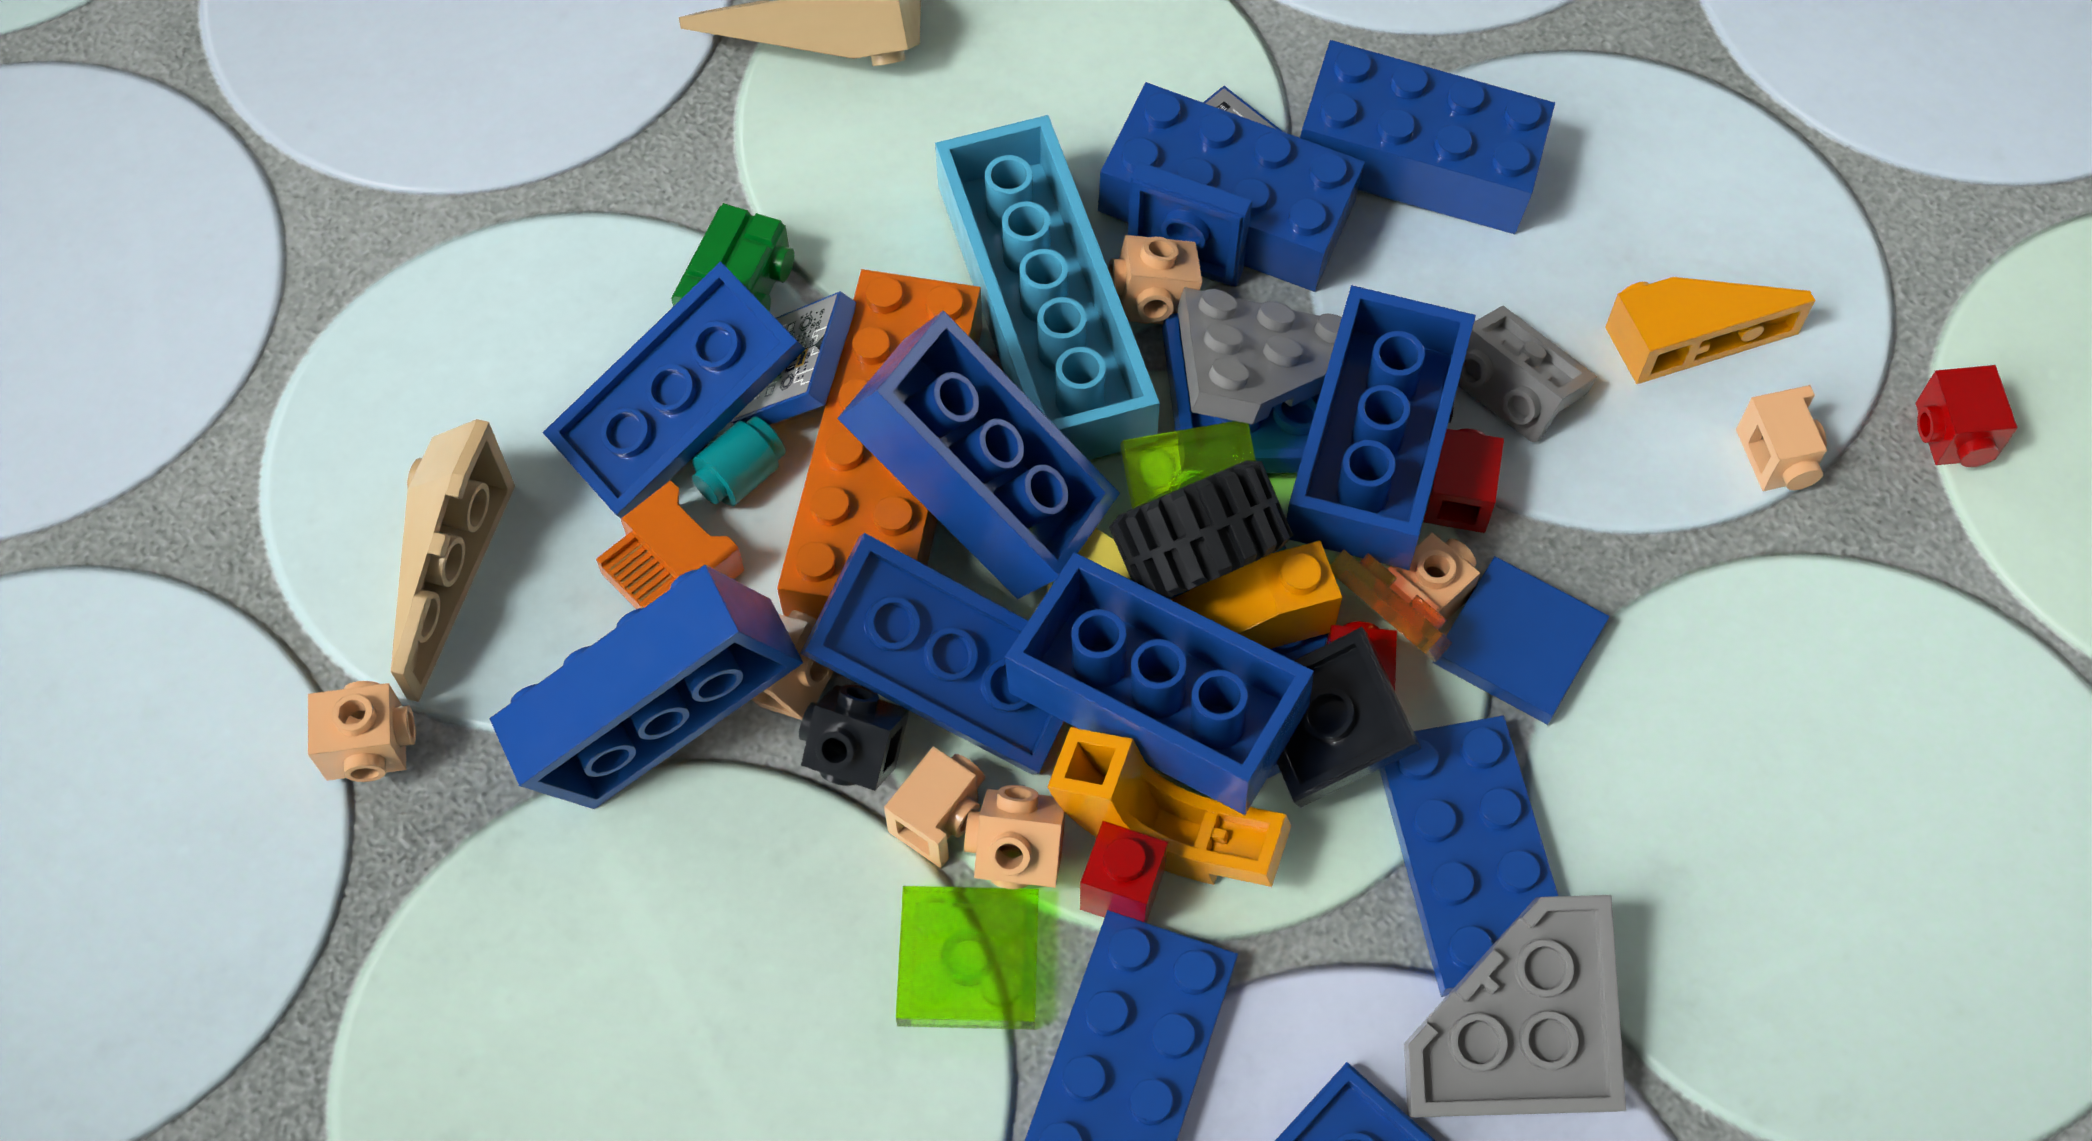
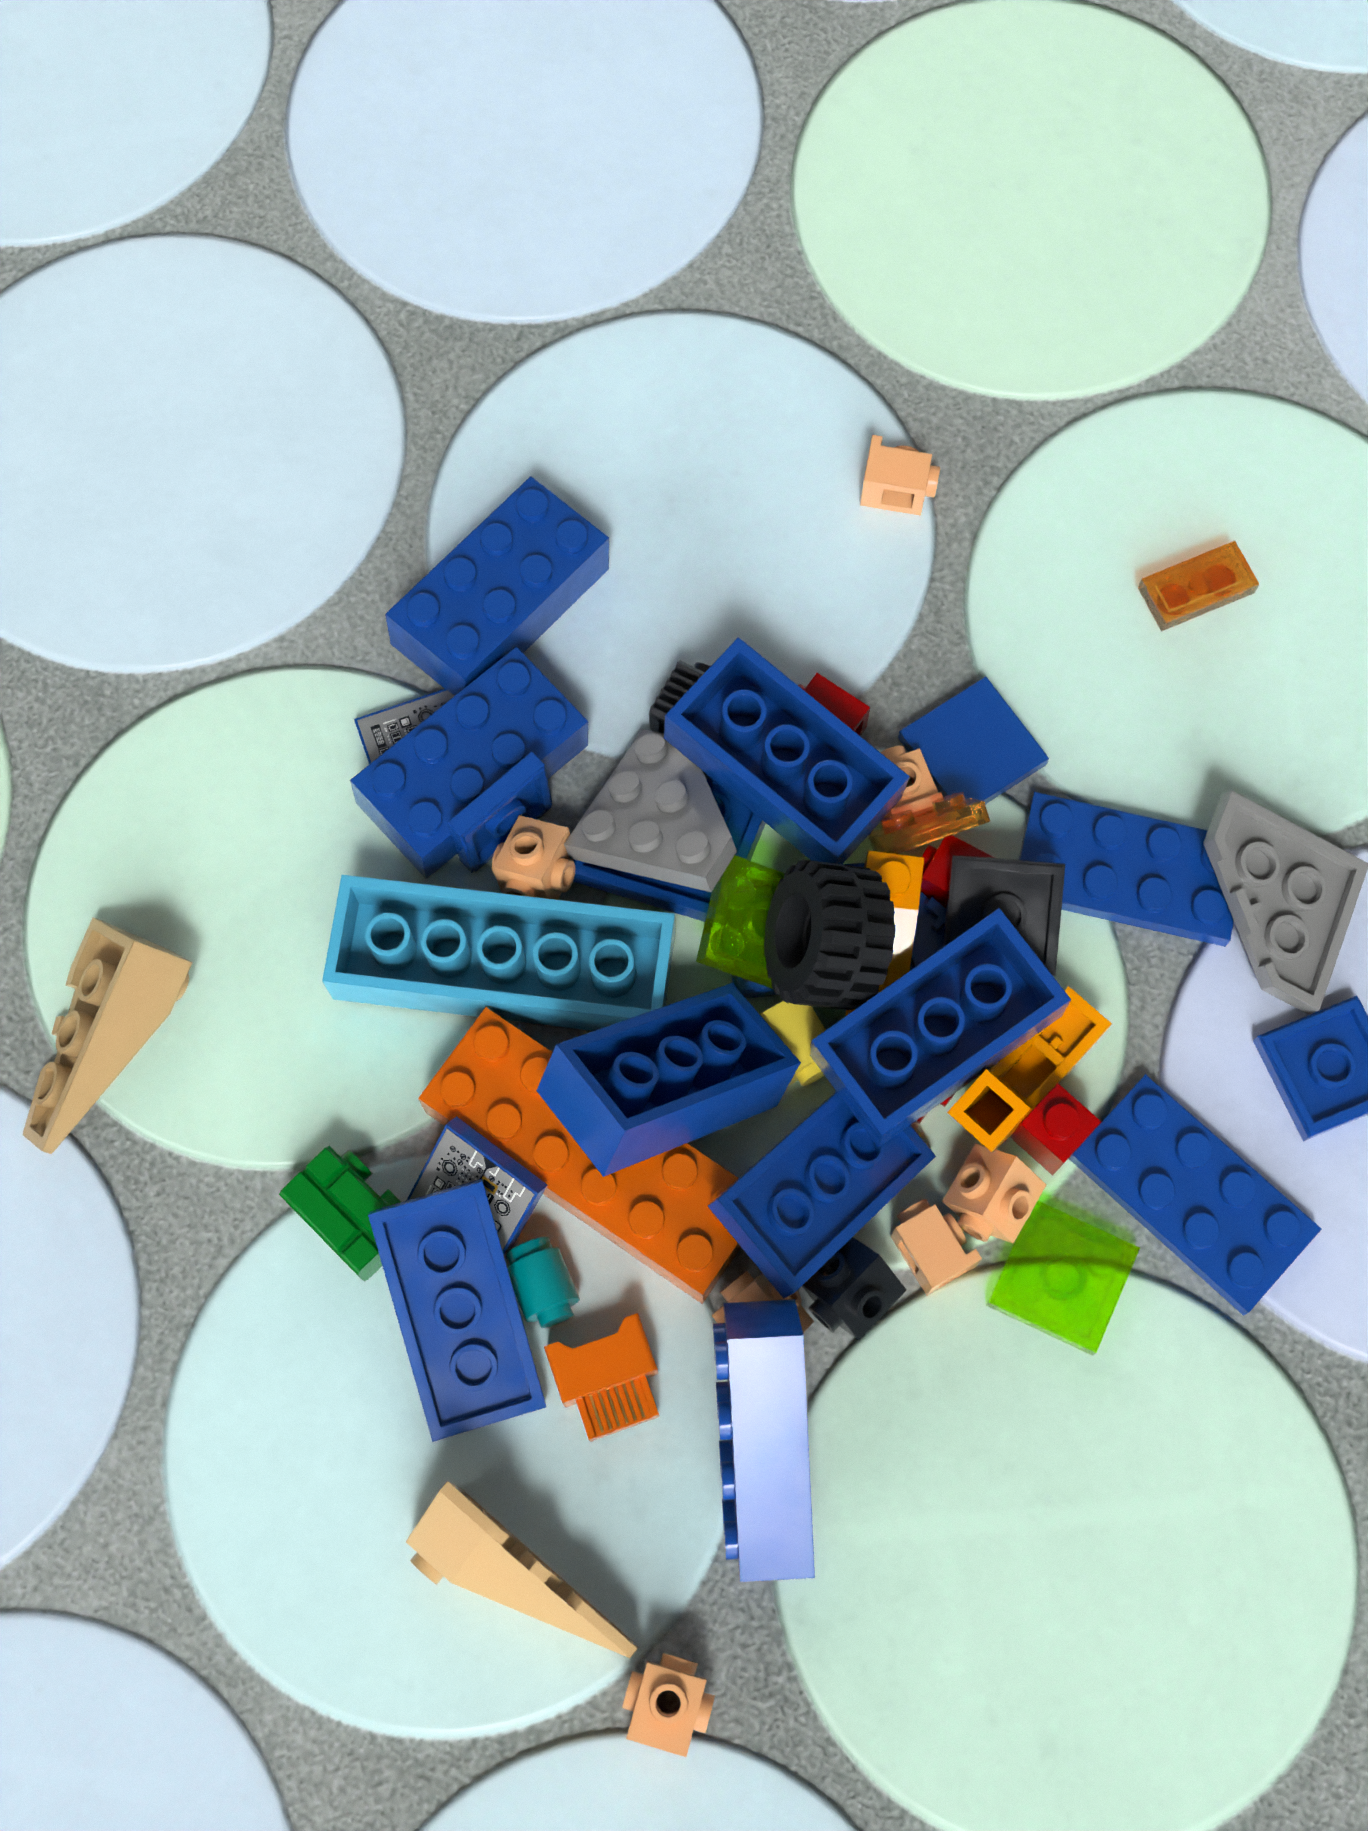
camera: 65 degrees left, 10 degrees up
(1521, 373) = (759, 616): light grey bracket -> none
(1697, 321) = (763, 486): light orange slope -> none
(1859, 796) = (1198, 585): none -> clear orange plate
(1965, 416) = (936, 346): red brick -> none

